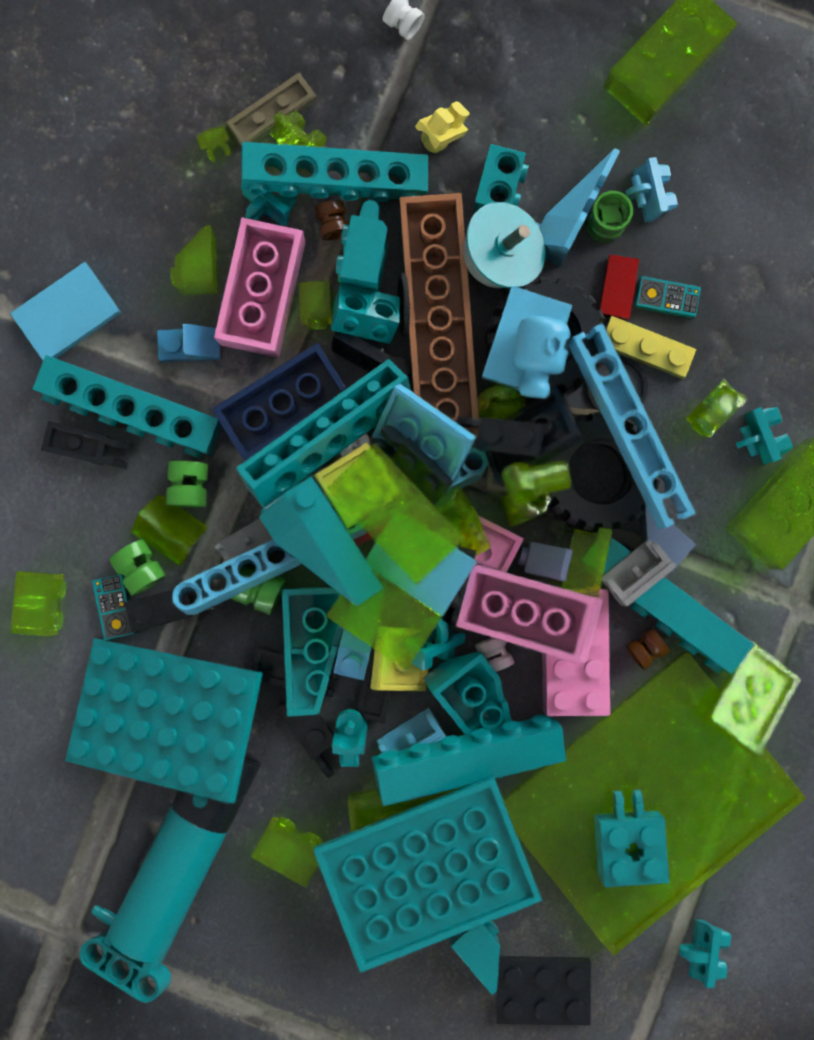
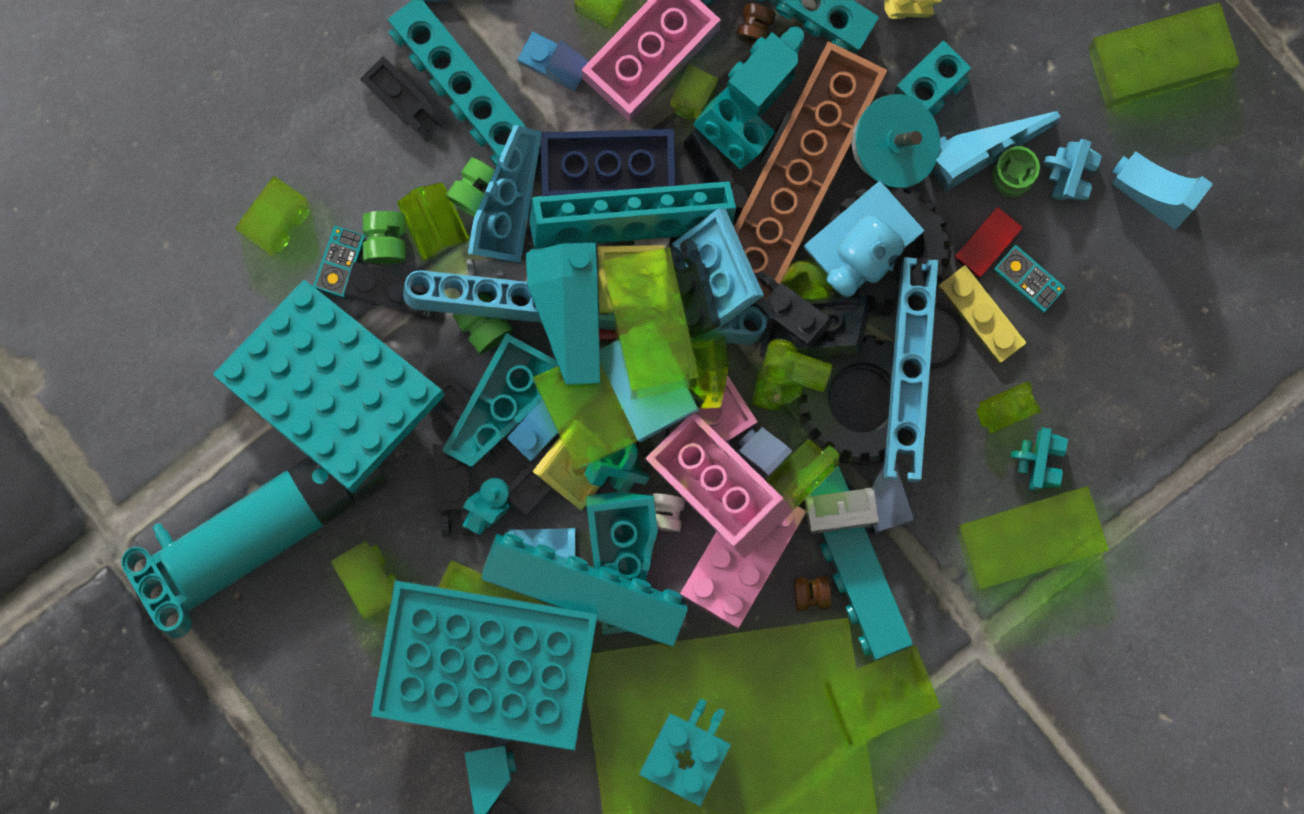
camera: 30 degrees right, 5 degrees down
(218, 486) = (504, 210): none -> medium azure wedge
(738, 164) = (1159, 190): none -> medium azure arch

